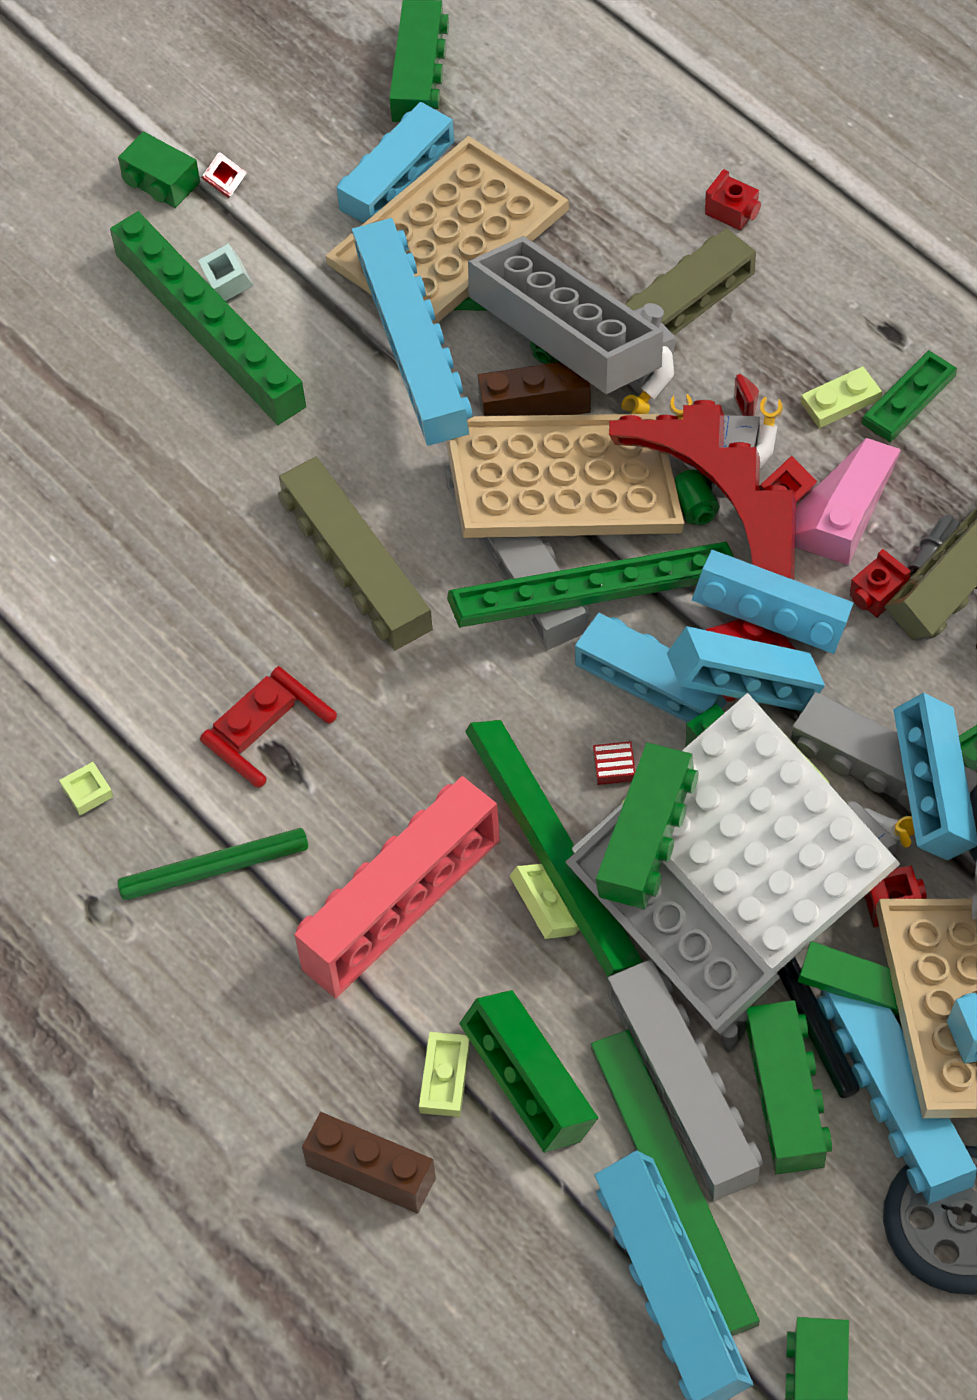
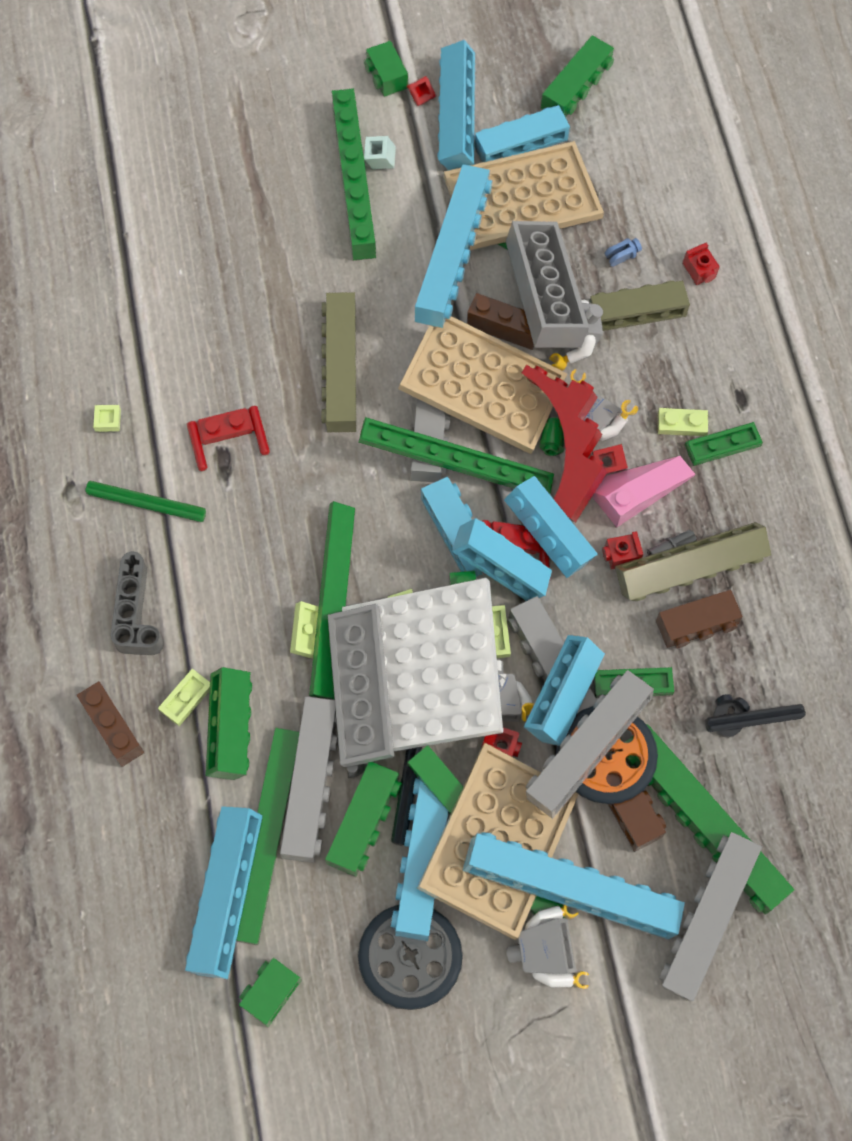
camera: 25 degrees right, 10 degrees up
(286, 168) = (456, 106): none -> medium azure brick
(290, 997) = (133, 602): none -> dark grey beam
(397, 886) = (228, 574): coral brick -> none
(614, 762) = (401, 570): red tile -> none
(624, 234) = (623, 251): none -> medium blue arm
(646, 825) = (376, 623): green brick -> none
(745, 395) = (627, 391): red slope -> none

